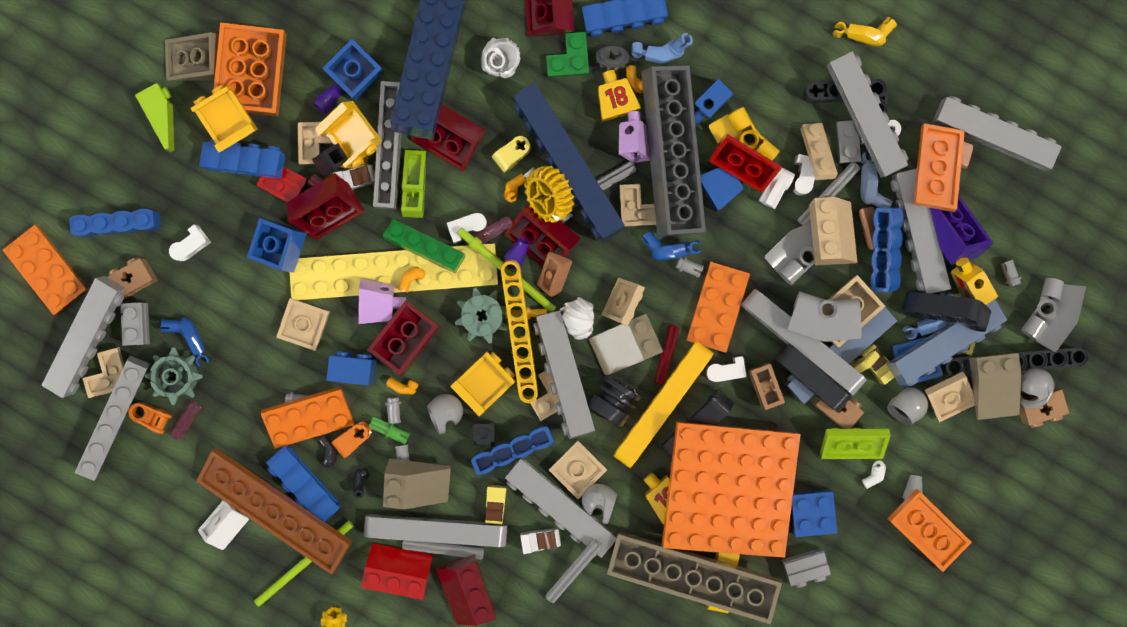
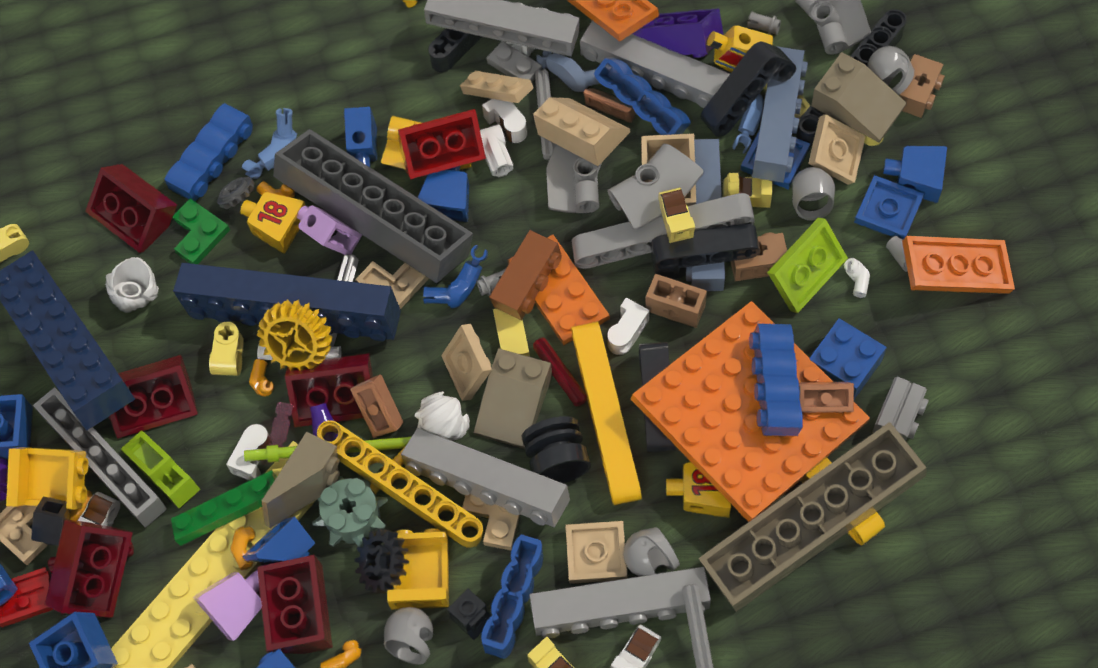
camera: 45 degrees left, 25 degrees down
(429, 298) = (282, 543): none -> blue slope
(469, 362) = (381, 561): none -> black gear
(479, 280) = (302, 479): none -> dark tan slope
(666, 304) = (511, 333): none -> light yellow tile
(706, 287) = (526, 275): none -> dark orange brick
(758, 495) = (777, 380): none -> blue brick
(773, 525) = (826, 396): none -> nougat slope
(815, 349) = (676, 215): none -> light yellow leg
(938, 457) = (889, 207): none -> blue plate
(979, 456) = (920, 169): none -> blue torso

